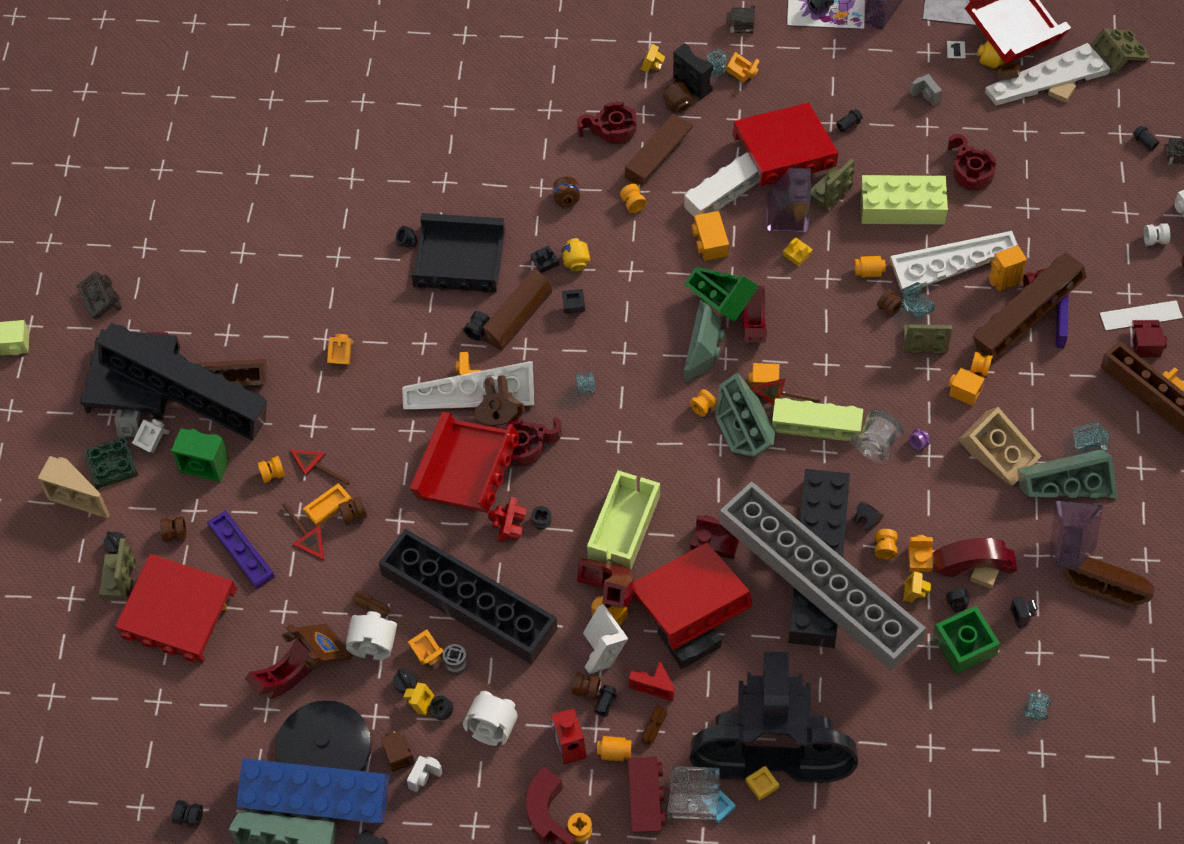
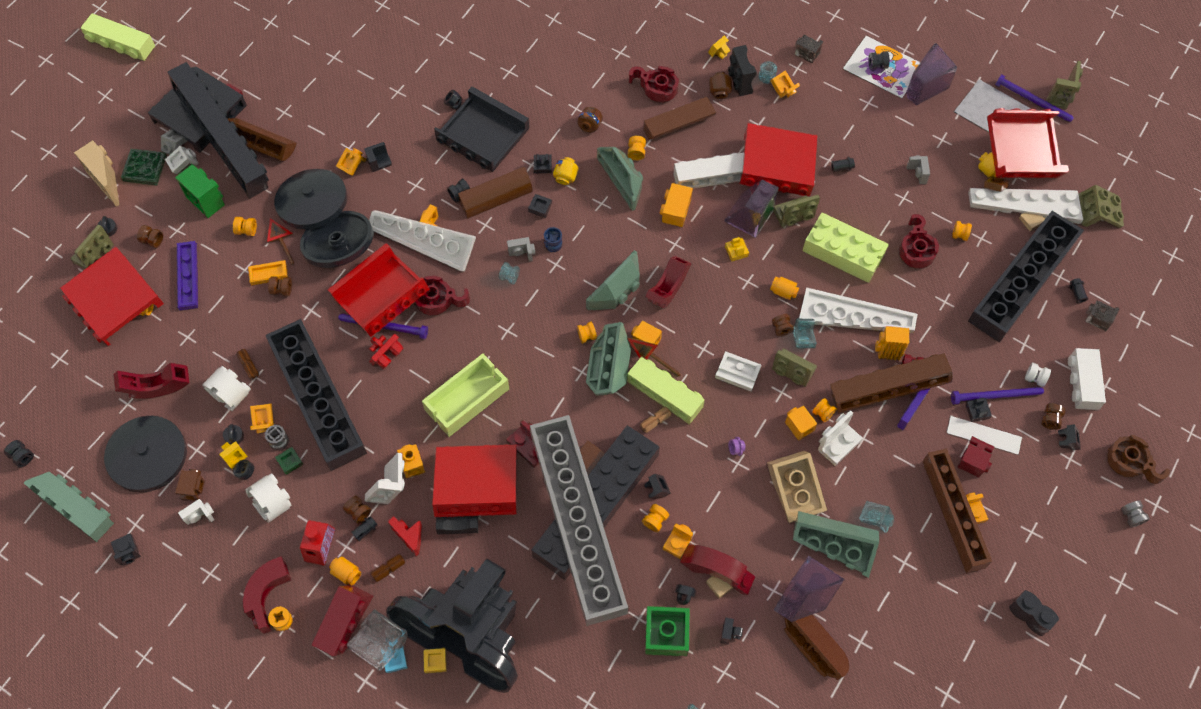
camera: 25 degrees right, 5 degrees up
(98, 294) = (215, 41): clear smoke bracket -> none
(311, 541) = (239, 294): piece -> none
(313, 790) = (109, 484): blue brick -> none
(321, 642) = (187, 374): reddish brown flag -> none
(323, 408) = (310, 199): none -> black dish
(365, 333) = (377, 157): none -> black panel
(383, 434) = (337, 241): none -> black dish
(481, 676) = (289, 460): none -> dark green tile
(498, 407) = (432, 257): reddish brown hinge -> none
(503, 492) = (423, 331): none -> dark purple bar
(538, 523) = (416, 363): black bush -> none
(579, 351) = (520, 246): none -> light grey bracket
(608, 328) = (553, 239): none -> dark blue wheel
(611, 576) = (425, 440): dark red arch -> none
(635, 231) = (622, 173): none -> sand green wedge
(722, 290) = (650, 253): green wedge -> none
(825, 451) = (652, 421): none -> medium nougat piece
(875, 368) = (738, 371): none -> white plate
(877, 436) = (702, 428): clear hat -> none
(915, 587) = (656, 566): yellow tile -> none
(956, 49) = (965, 147): white sticker -> none
(1003, 131) = (961, 231): none -> light orange wheel
(1012, 385) = (839, 440): none -> white bracket
(1091, 147) = (1025, 276): none -> black brick
(1095, 292) = (956, 397): none -> dark purple bar
(1122, 294) = (978, 409): none -> black tile

